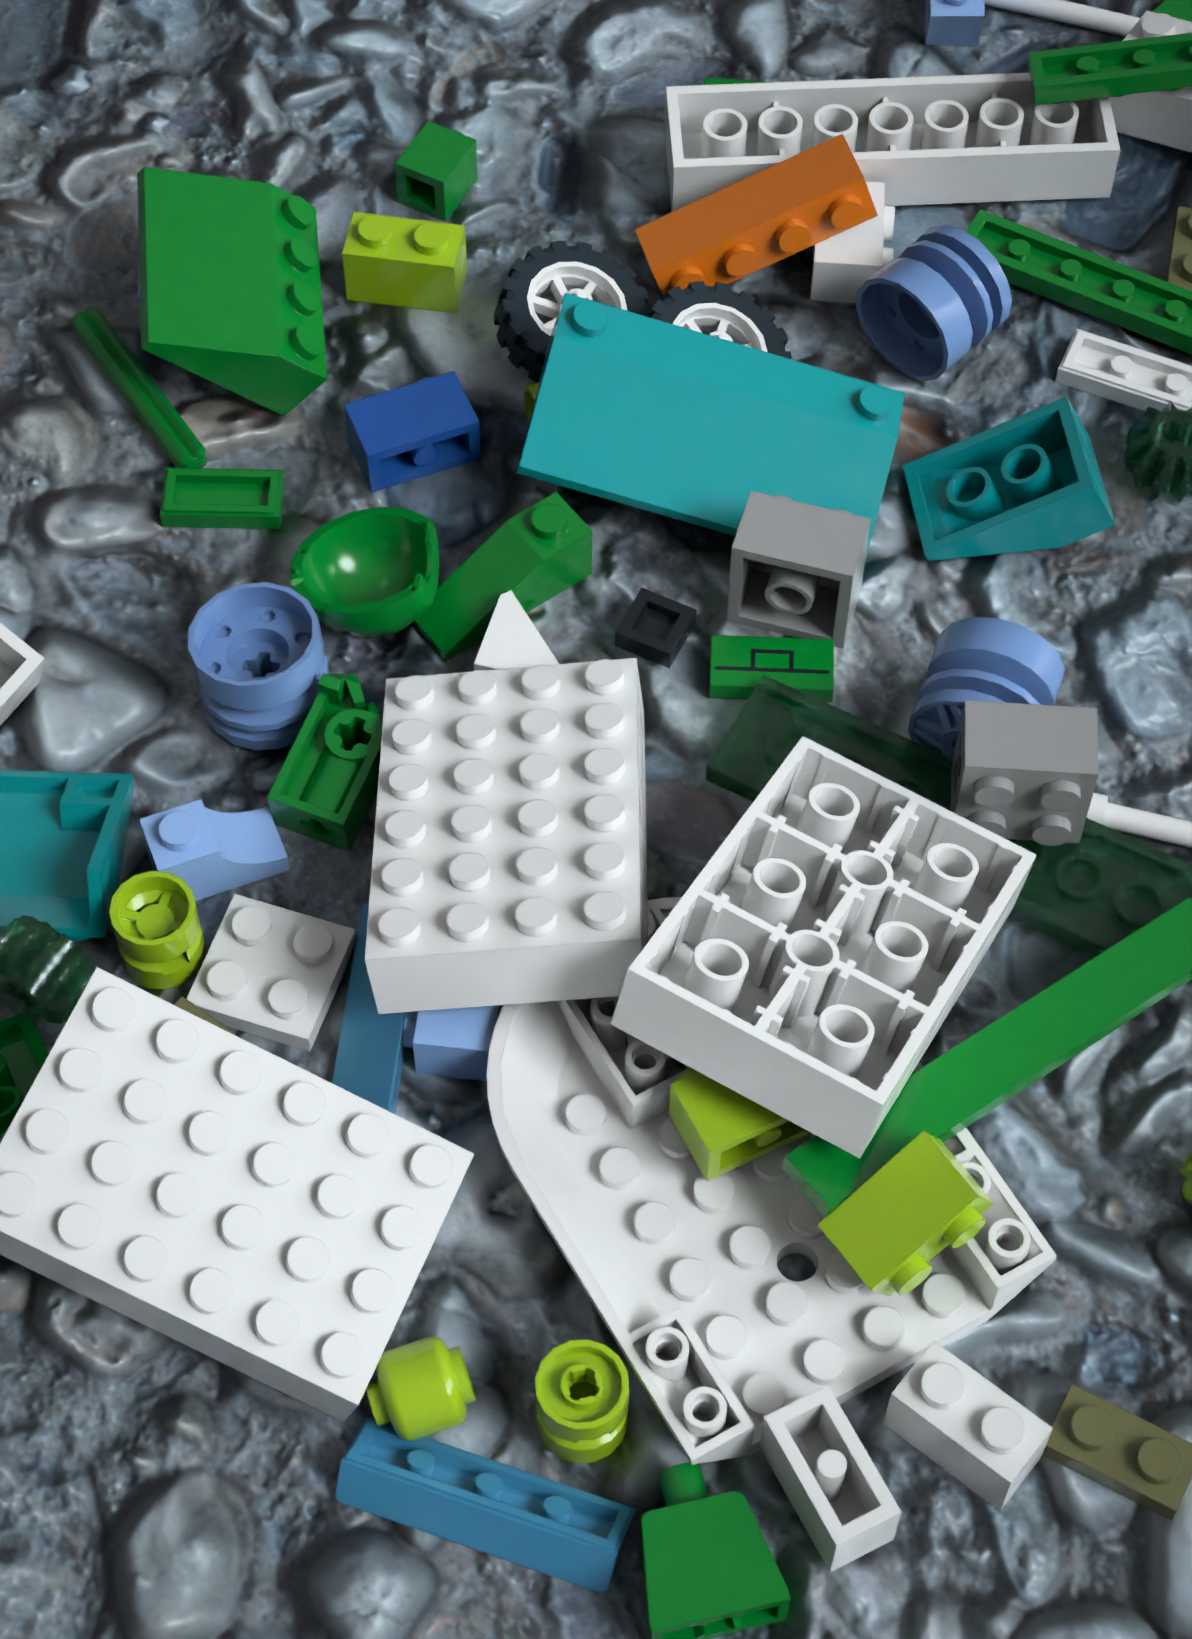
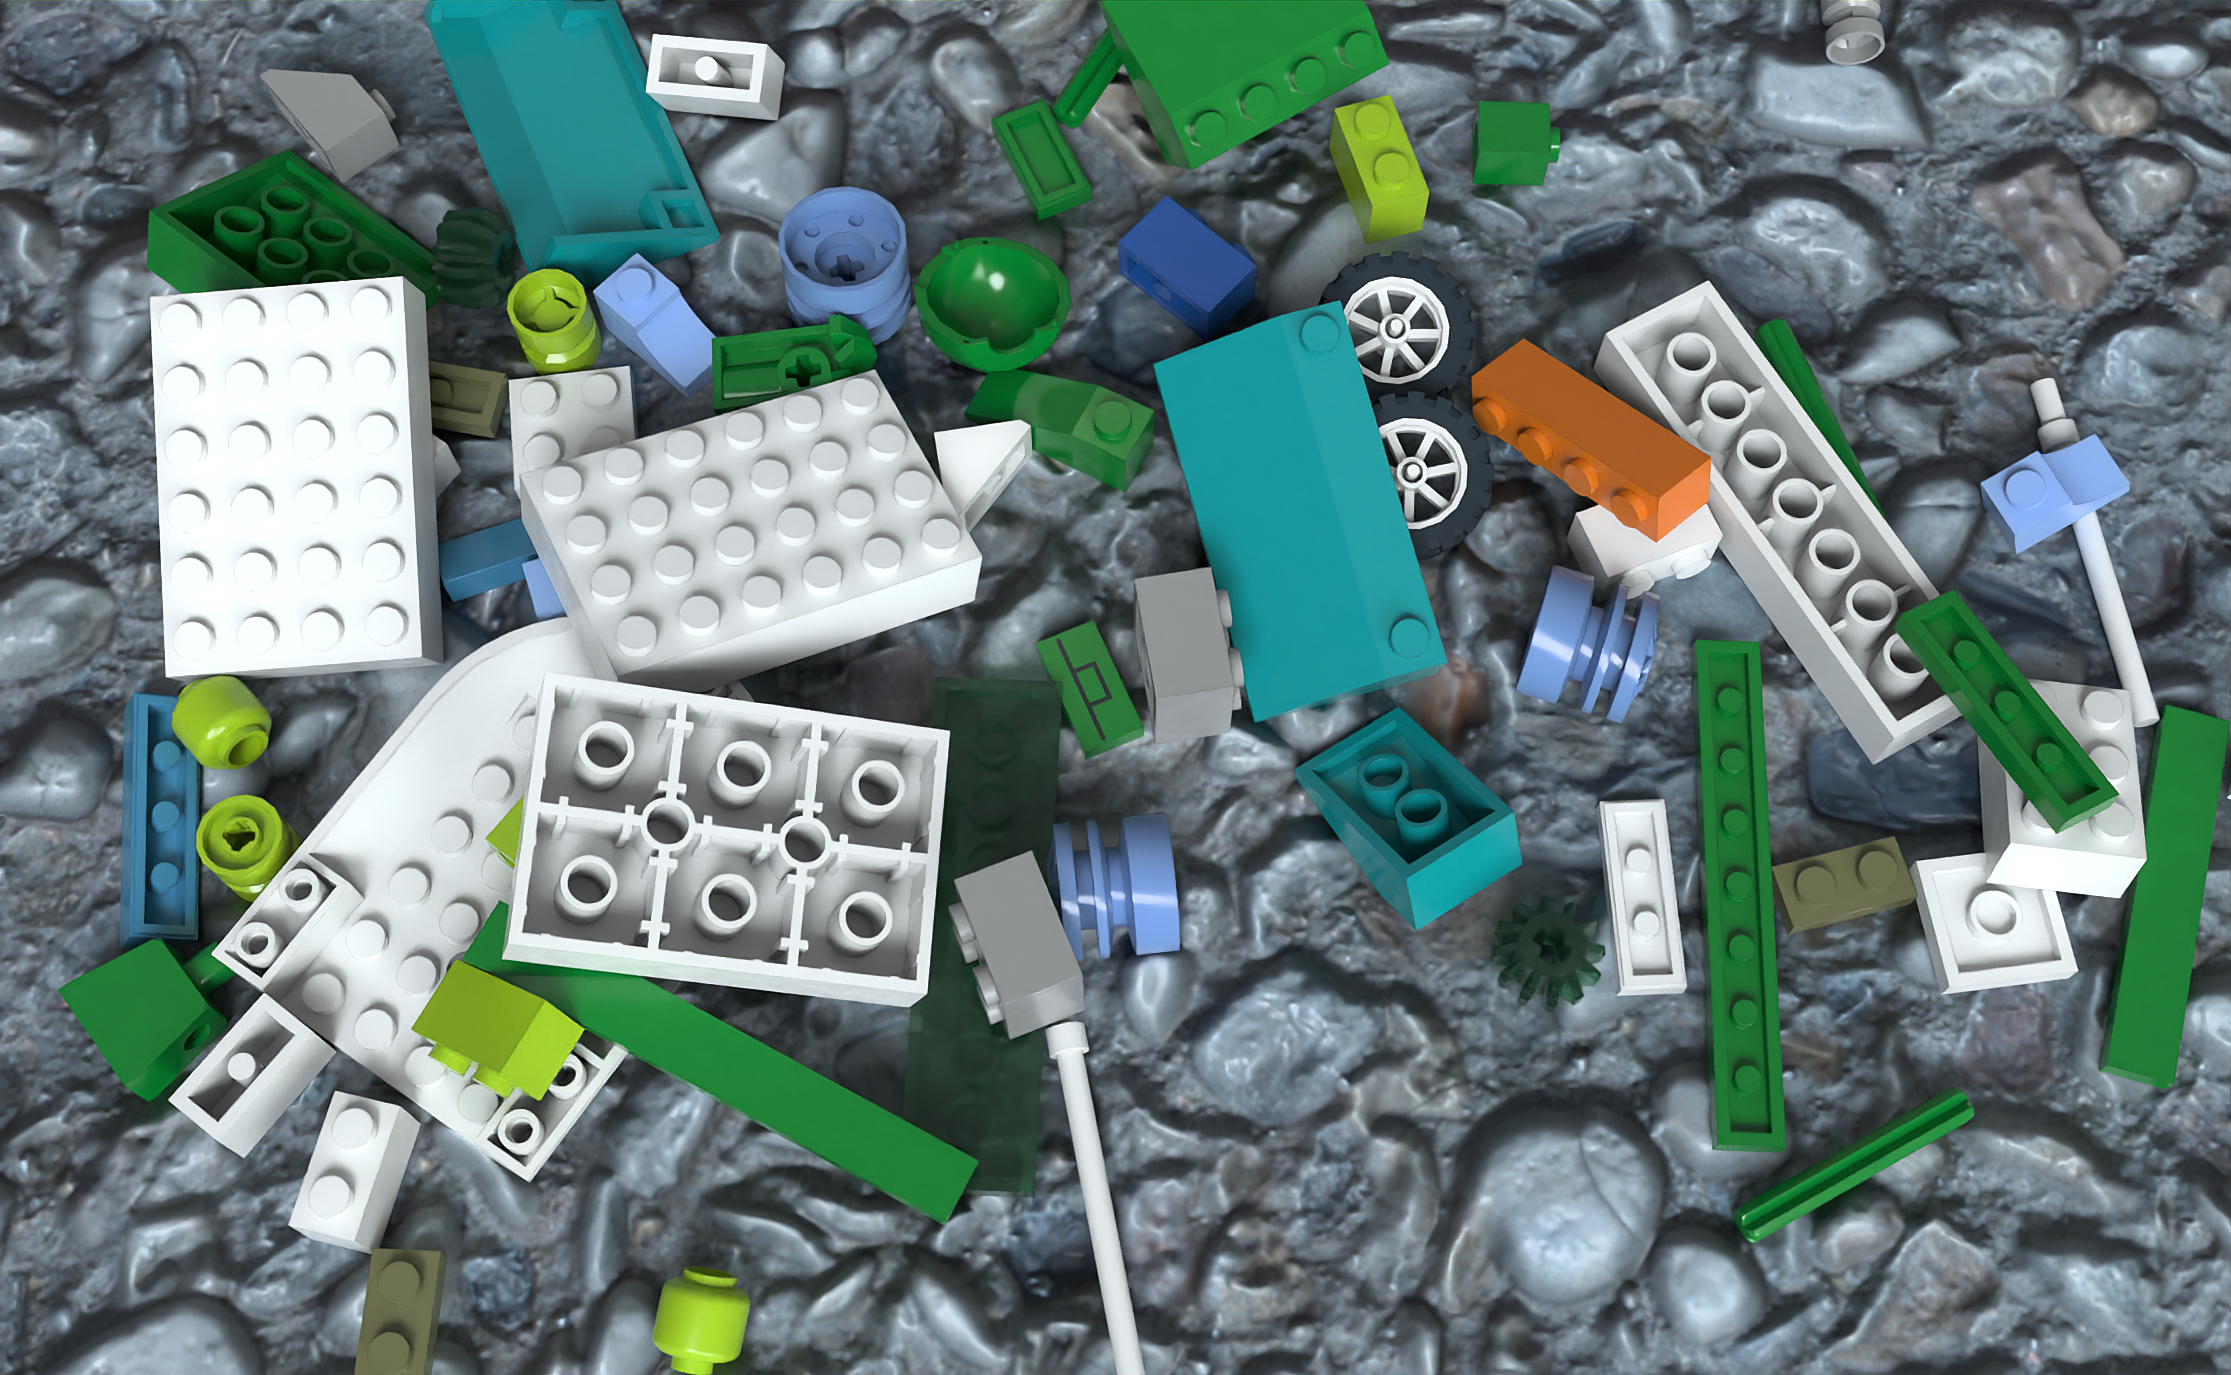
camera: 65 degrees right, 10 degrees up
(655, 627) = (1076, 569): black plate -> none

